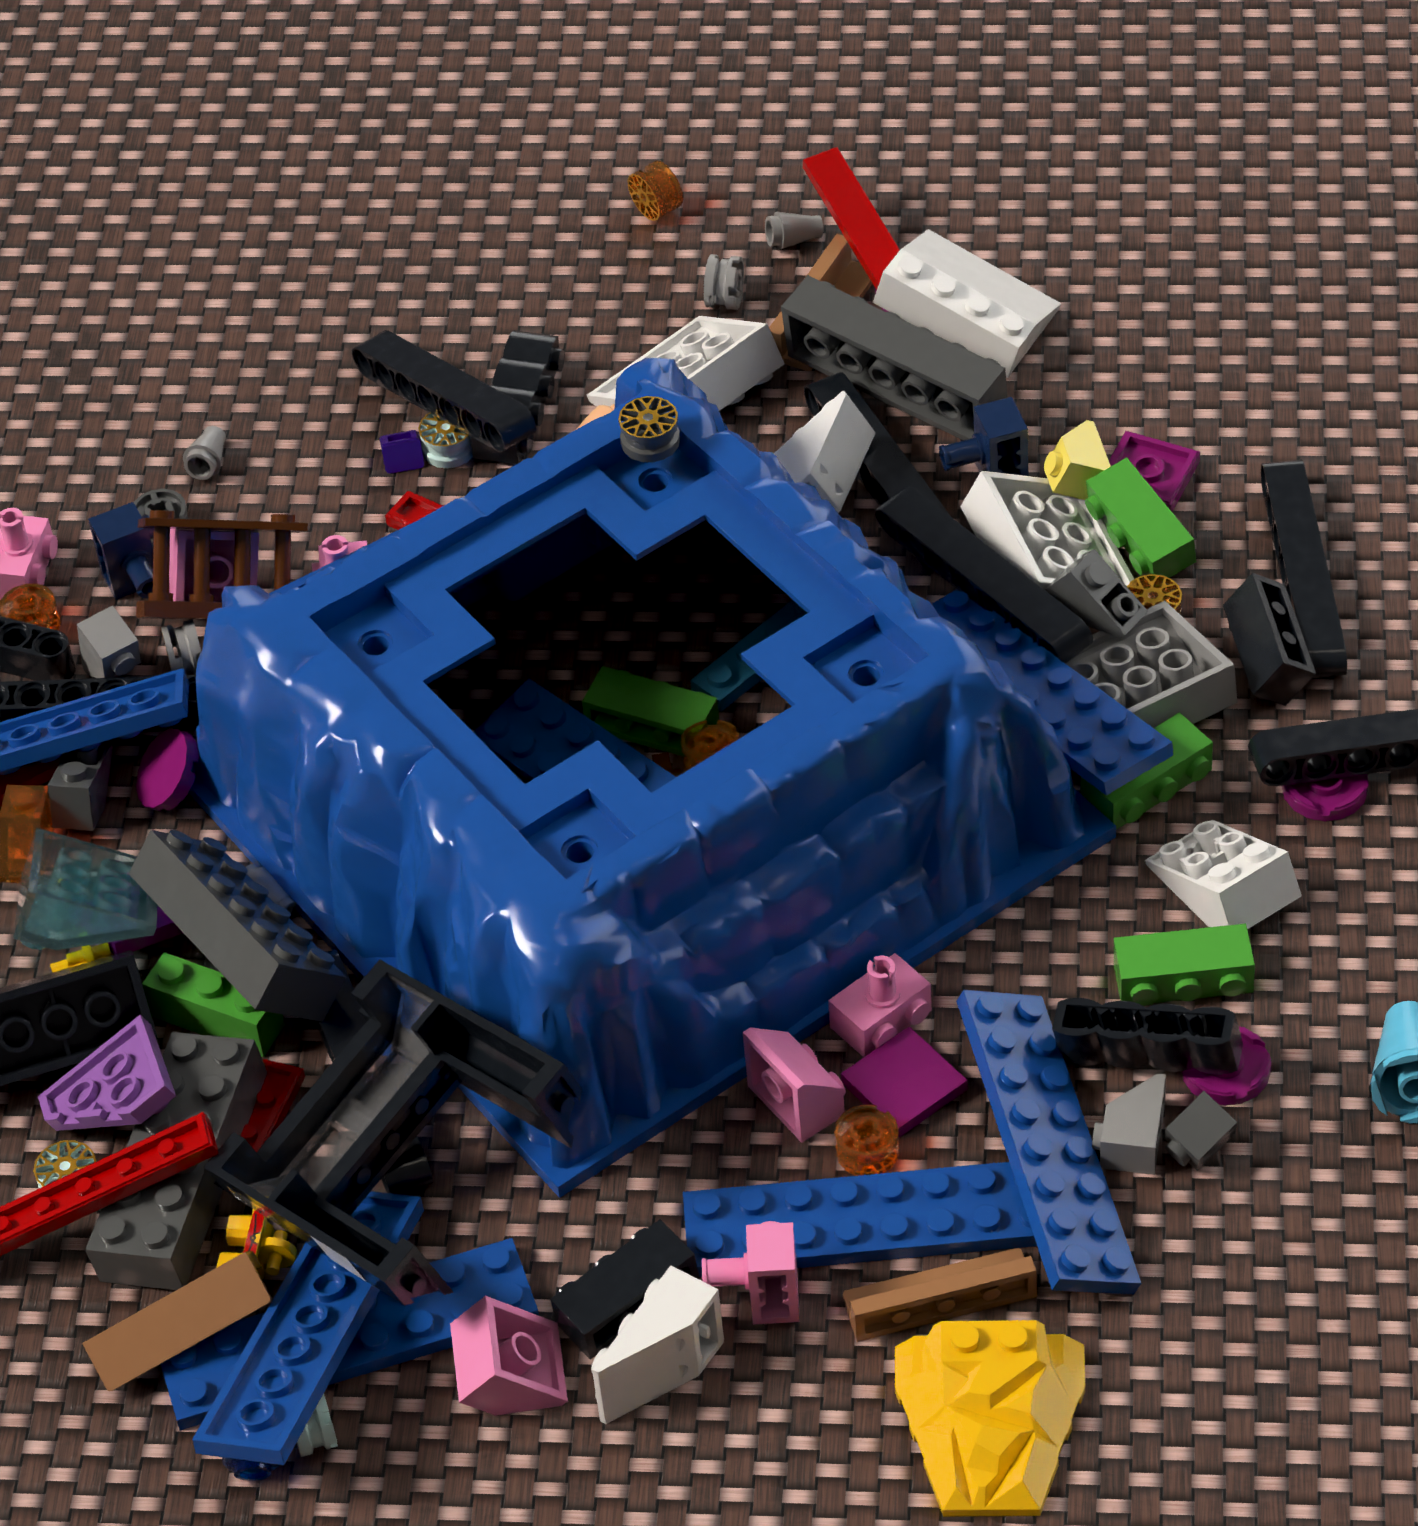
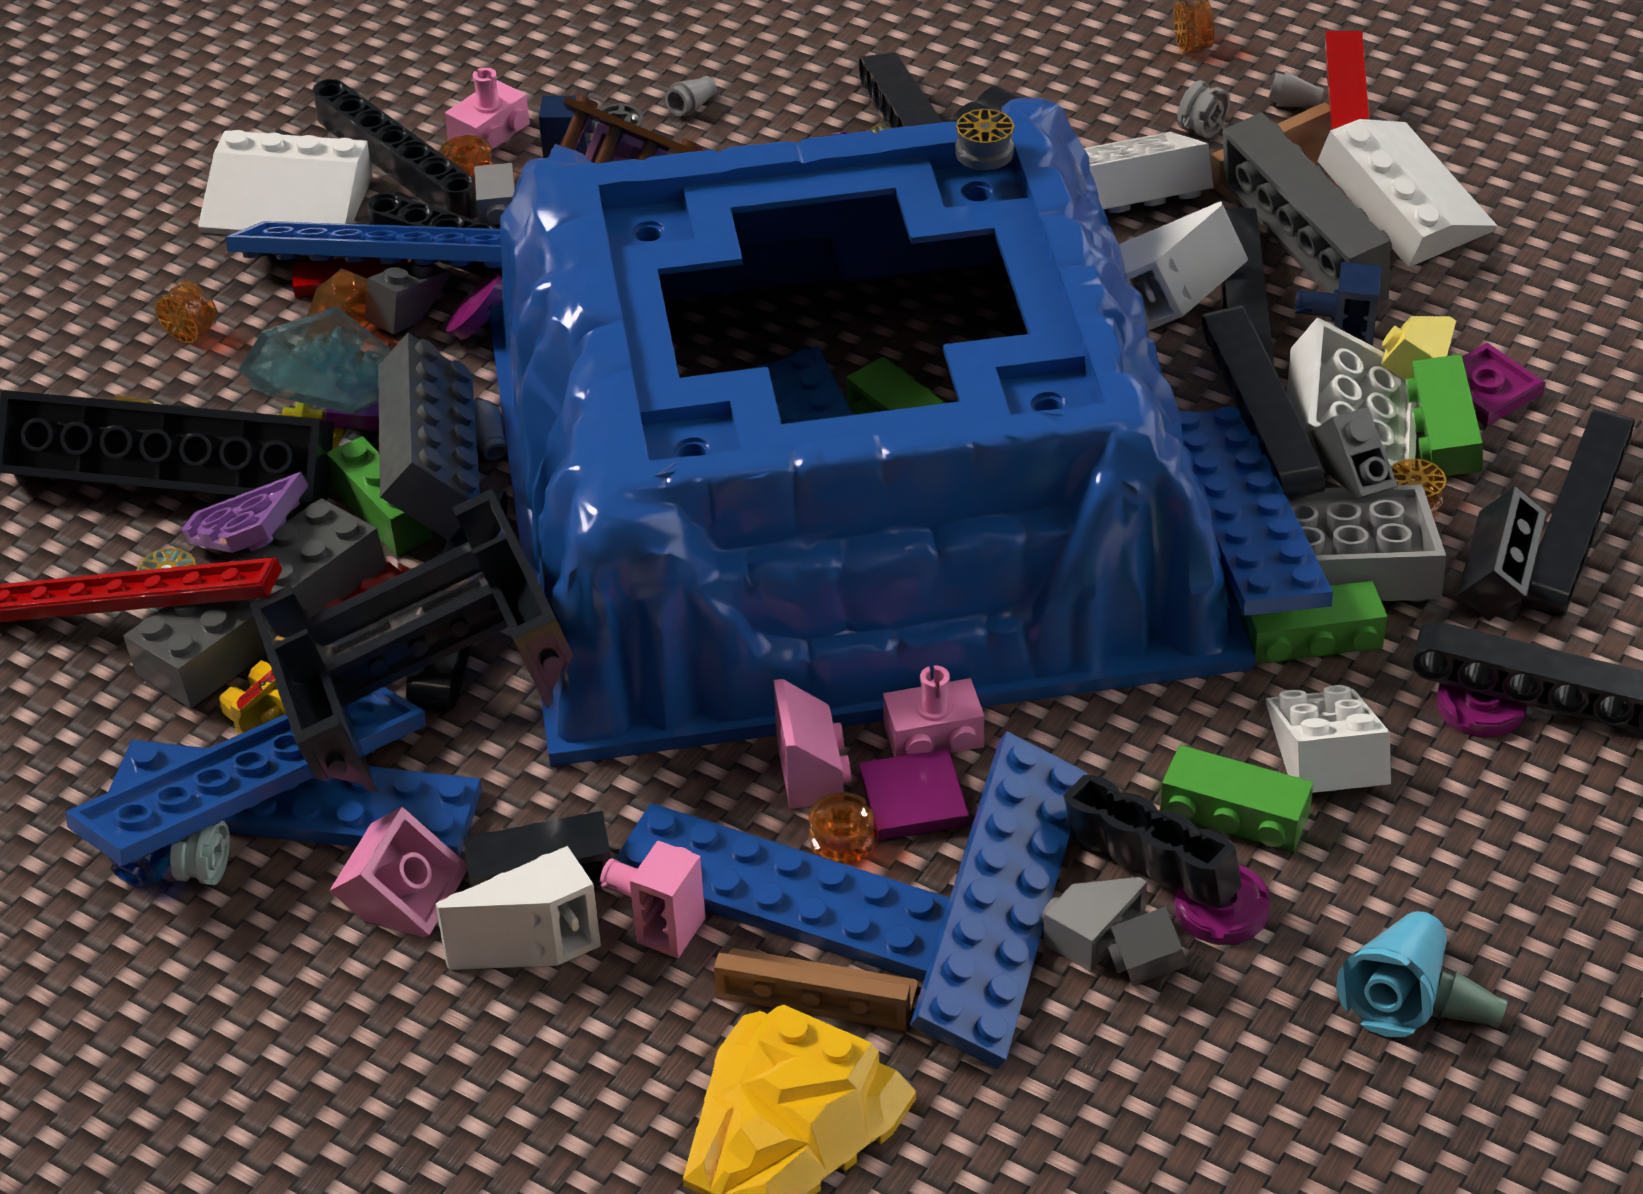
camera: 25 degrees right, 5 degrees down
(178, 1321) = (153, 721): medium nougat panel -> none

